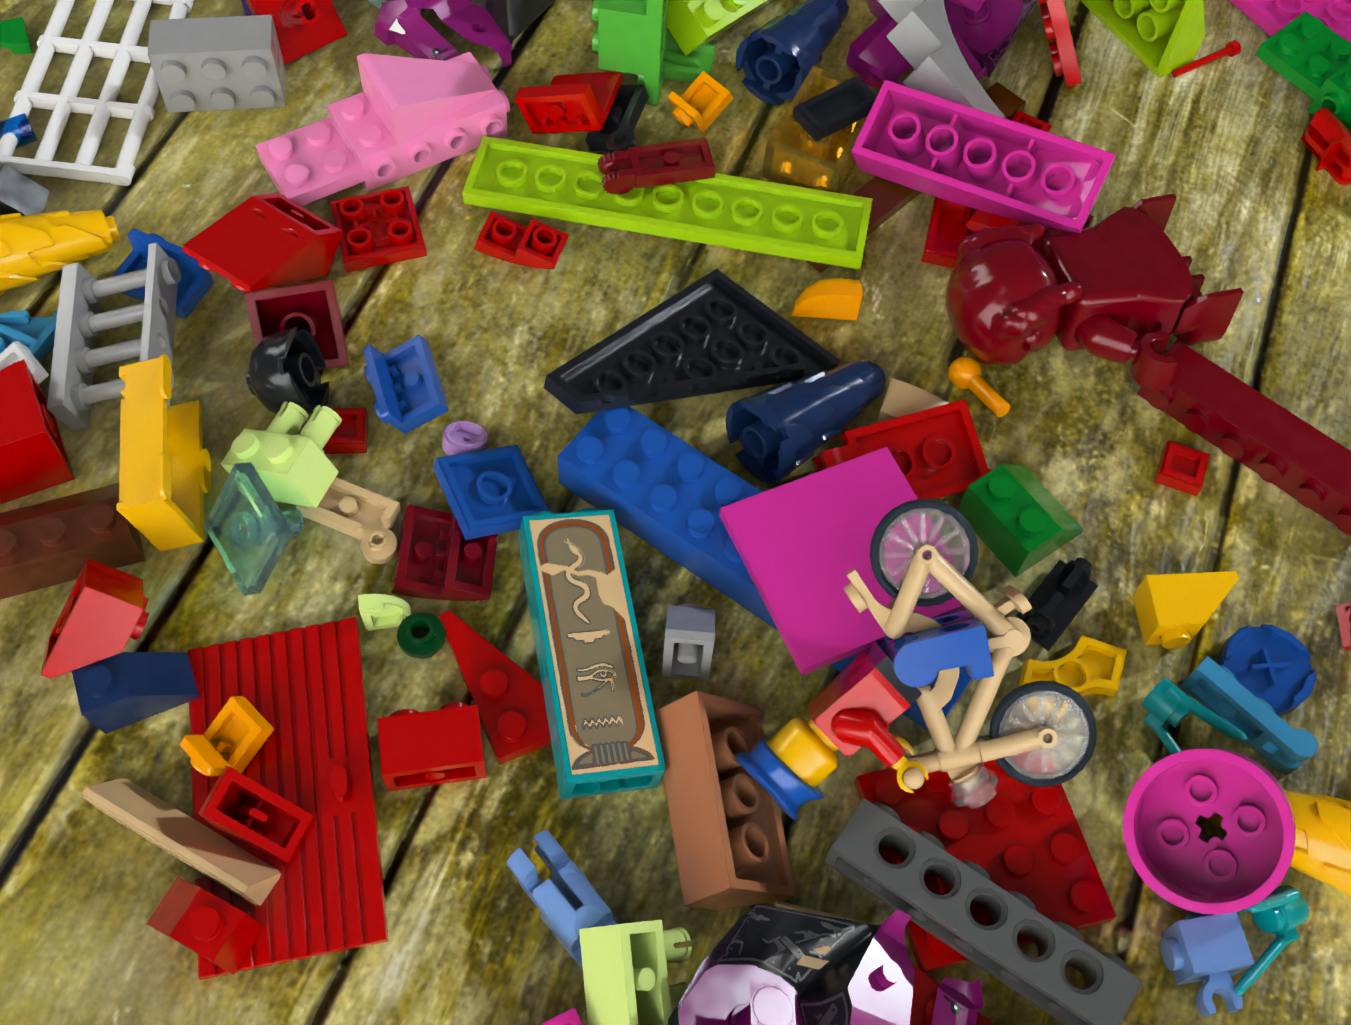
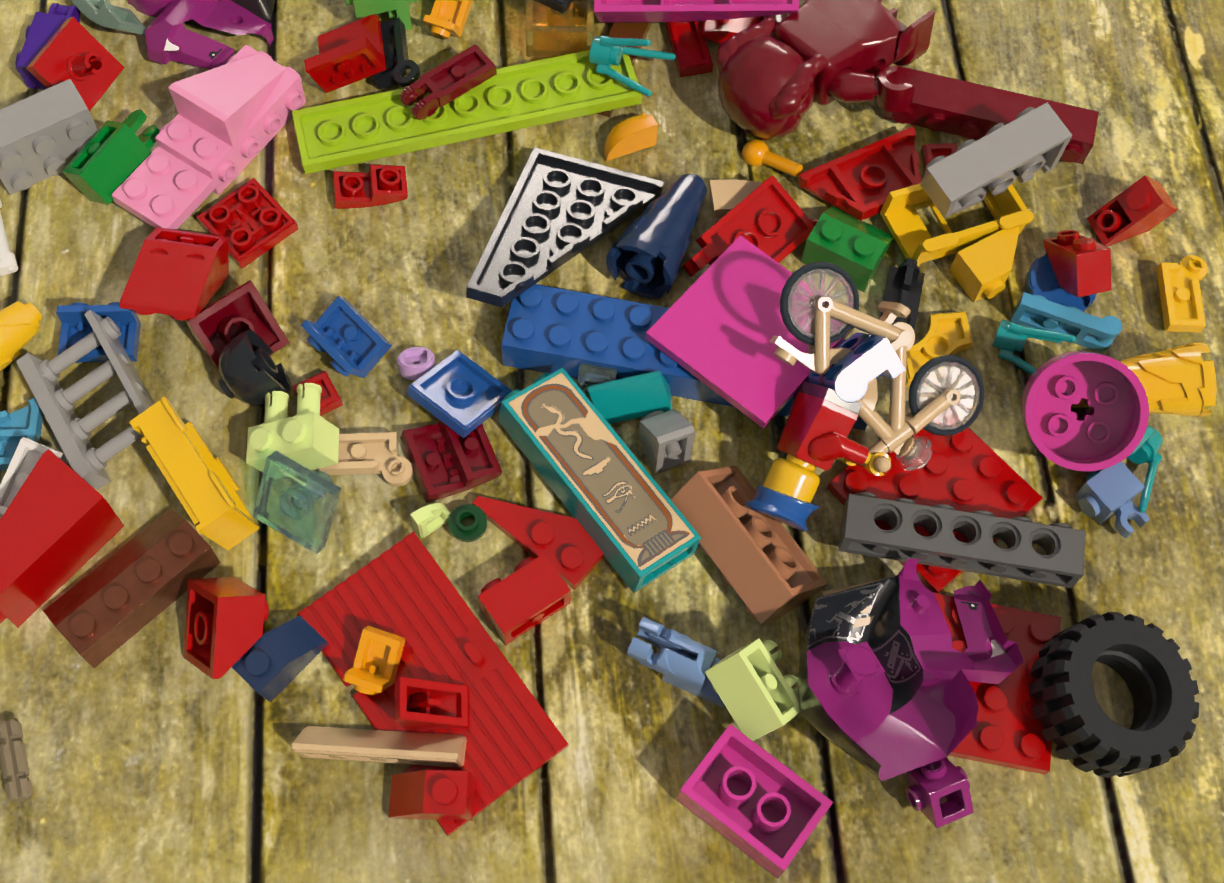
camera: 25 degrees left, 5 degrees up
(276, 109) = (111, 157): none -> green hinge
(648, 542) = (593, 375): none -> clear light blue tile
(674, 576) = (631, 397): none -> teal slope
(846, 199) = (608, 52): none -> teal plant
(1084, 450) = (866, 176): none -> red wing
(1167, 494) = (915, 240): none -> yellow piece
(1243, 487) = (996, 160): none -> light grey wedge
(1297, 652) = (1079, 263): none -> red slope

